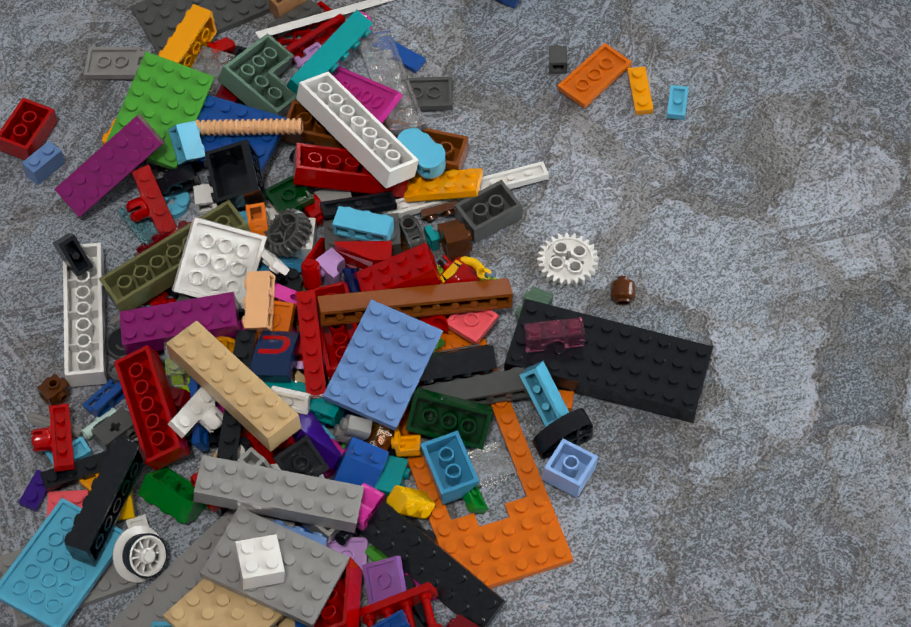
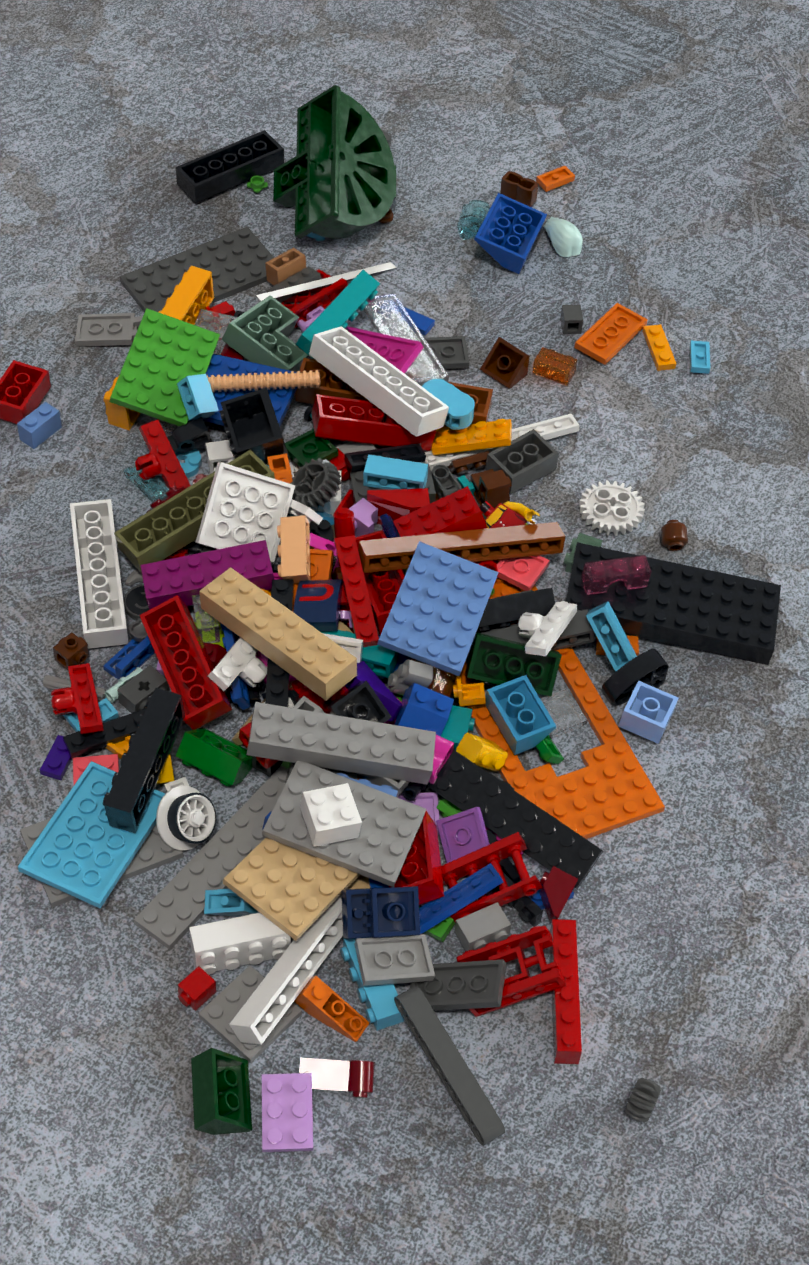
camera: 10 degrees left, 5 degrees down
(73, 254) = (83, 509): black slope -> none
(109, 165) = (115, 421): magenta brick -> none
(481, 386) = (545, 629): none -> white plate
(487, 107) = (506, 363): none -> reddish brown slope
(534, 109) = (554, 366): none -> clear orange brick

